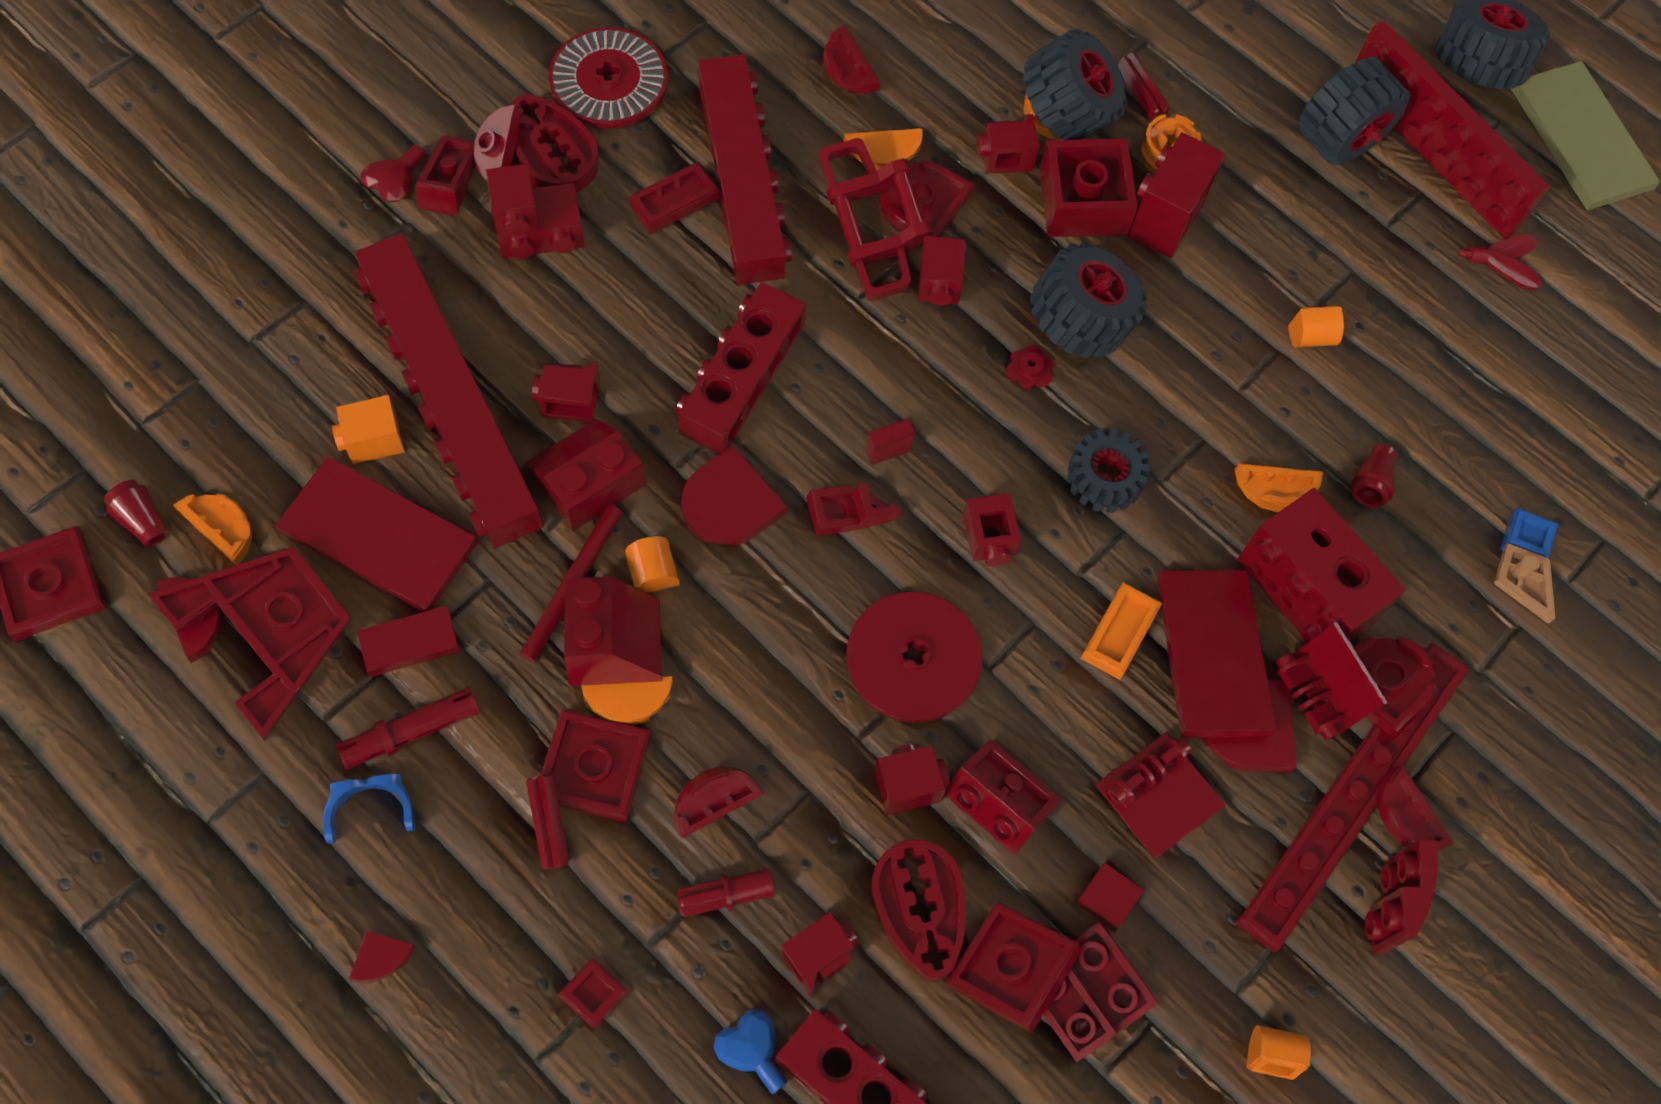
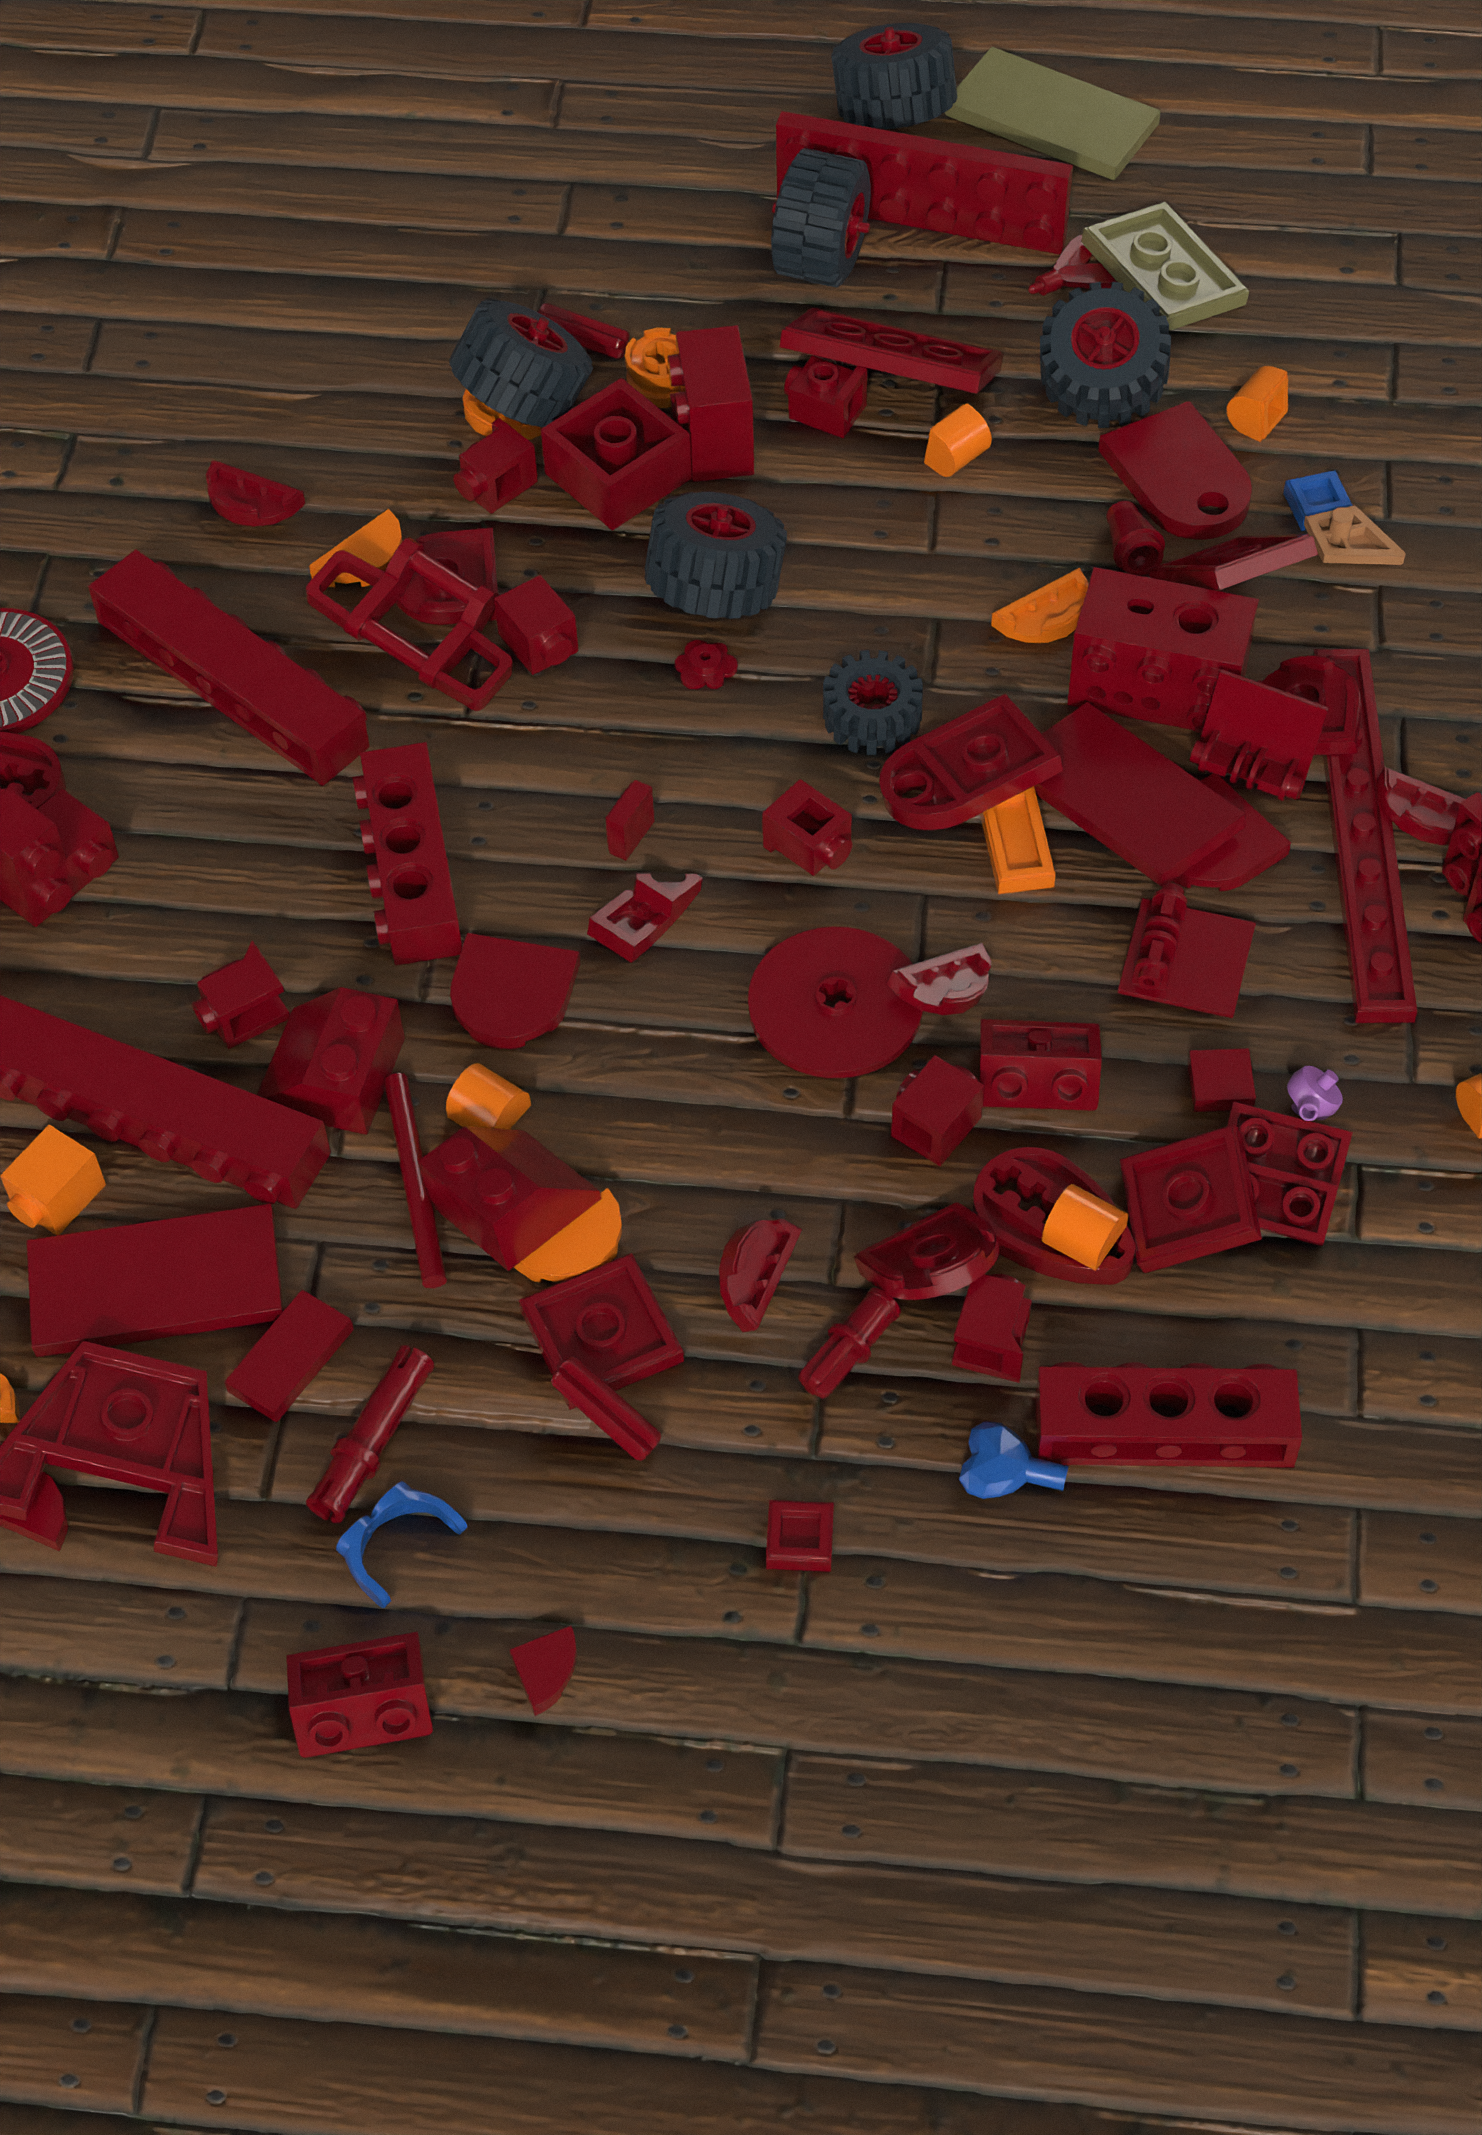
camera: 30 degrees left, 10 degrees down
(263, 887) = (358, 1695): none -> dark red bracket
(674, 197) = (179, 742): dark red plate -> none
(820, 878) = (931, 1255): none -> dark red tile
(927, 933) = (1083, 1226): none -> orange brick
(989, 697) = (944, 983): none -> dark red plate
(1129, 559) = (967, 767): none -> dark red tile
(1158, 956) = (1314, 1093): none -> medium lavender piece
(1259, 236) = (826, 395): none -> dark red brick
(1327, 235) = (892, 350): none -> dark red tile
(1420, 546) = (1236, 560): none -> dark red tile
(1451, 445) = (1176, 468): none -> dark red tile
(1464, 334) = (1105, 354): none -> black wheel
(1547, 439) = (1260, 403): none -> orange brick
(1566, 297) = (1167, 263): none -> olive tile

